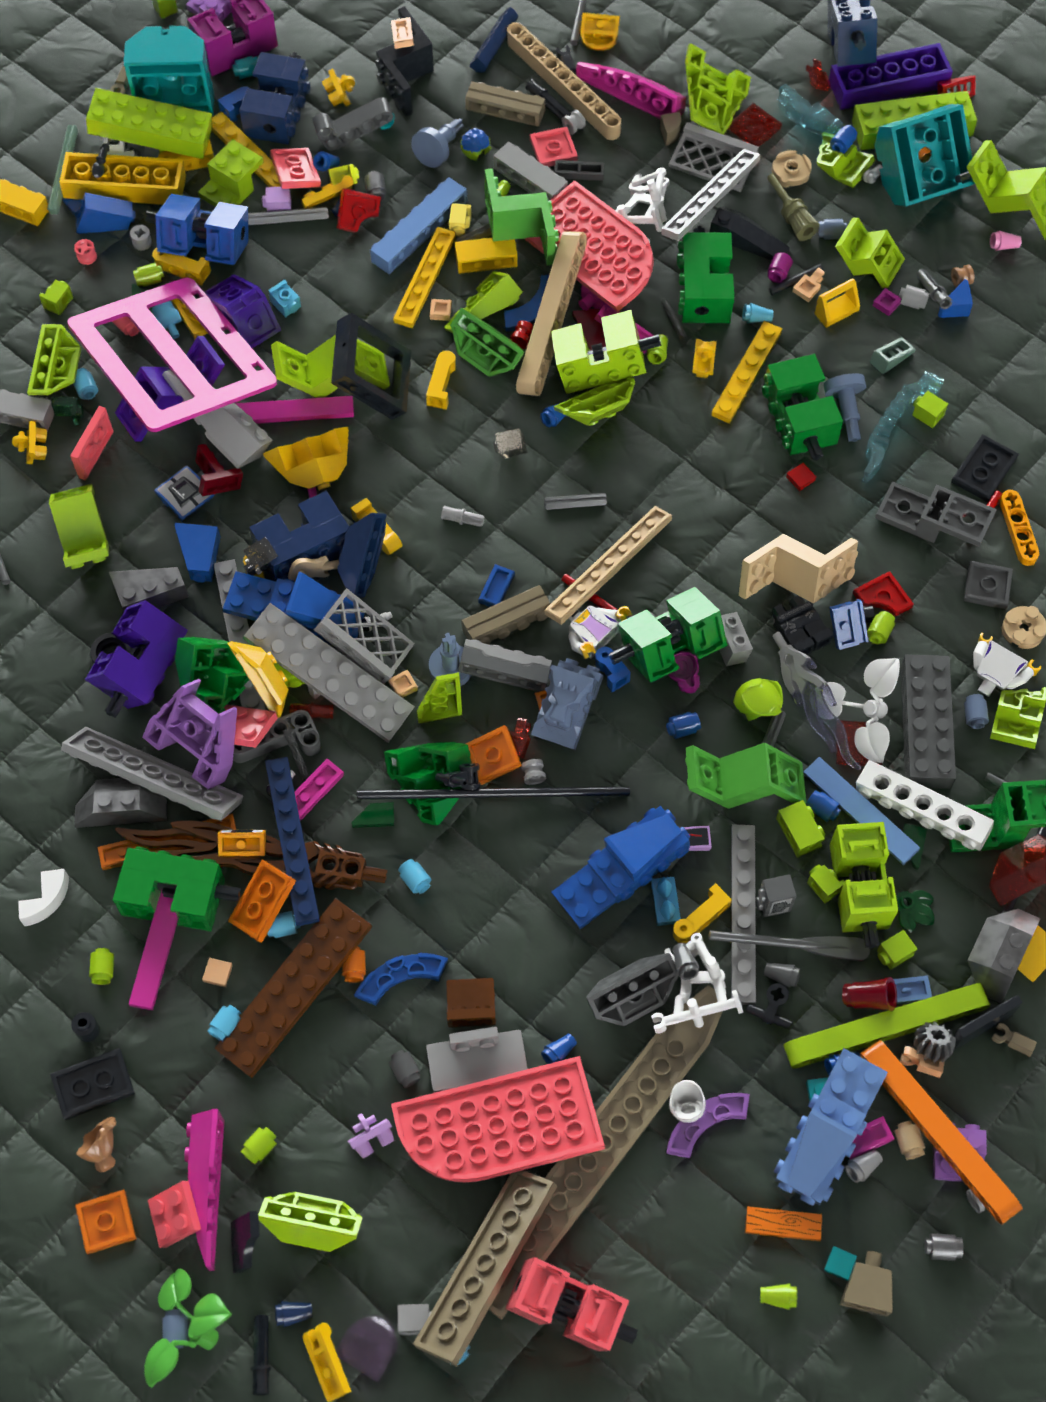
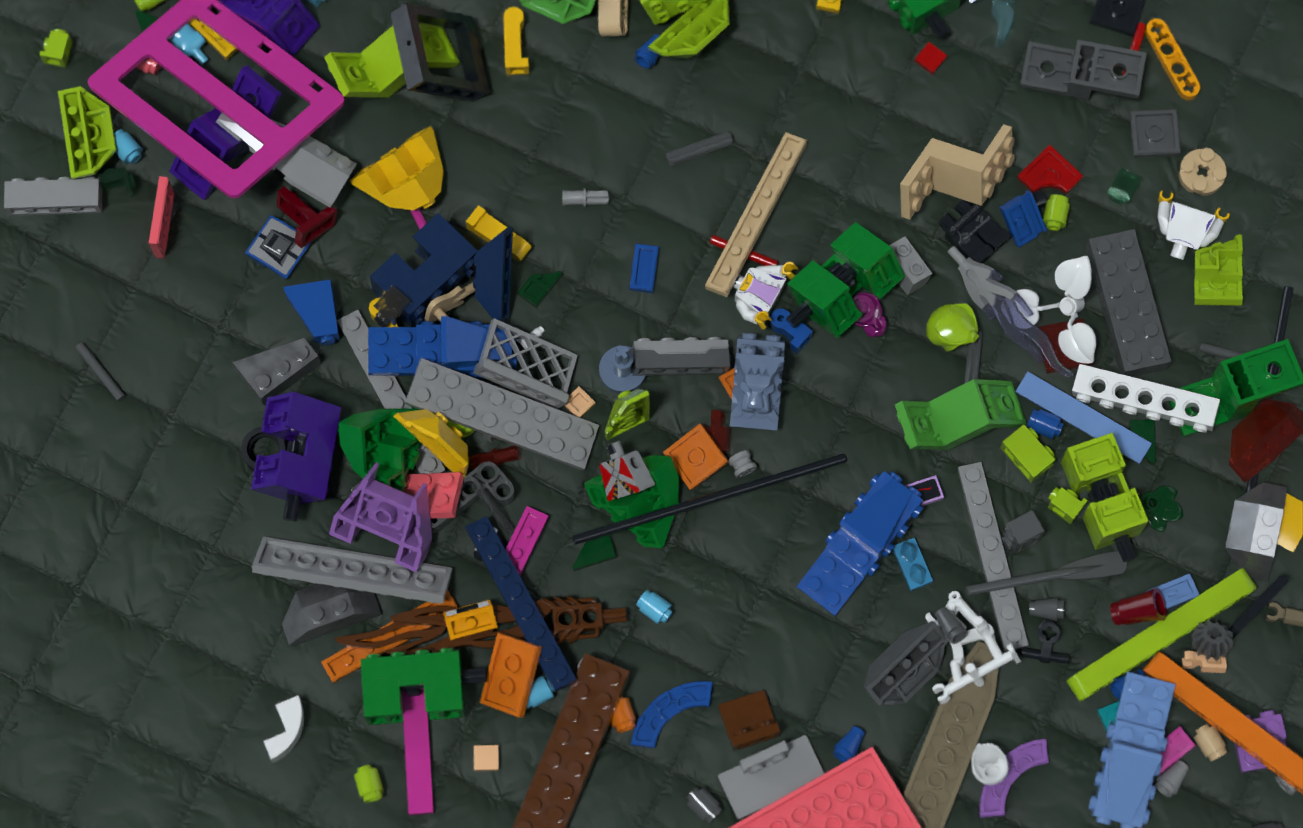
camera: 15 degrees left, 10 degrees up
(34, 435) = (88, 232): yellow hips -> none
(79, 526) = (182, 317): lime bracket -> none
(224, 1022) = (511, 807): medium azure brick -> none
(299, 409) = (371, 116): dark pink tile -> none
(398, 579) = (538, 287): none -> dark green tile
(420, 747) = (624, 473): none -> light grey torso
(465, 778) = (676, 495): black piece -> none
(507, 616) = (665, 301): dark tan brick -> none
(510, 443) = (612, 101): clear smoke brick -> none
(683, 724) = (881, 372): blue brick -> none
(703, 915) = (941, 588): yellow leg -> none
(896, 950) = (1153, 555): lime brick -> none
(949, 620) = (1123, 186): none -> clear green bracket
(976, 711) = (1174, 280): sand blue brick -> none

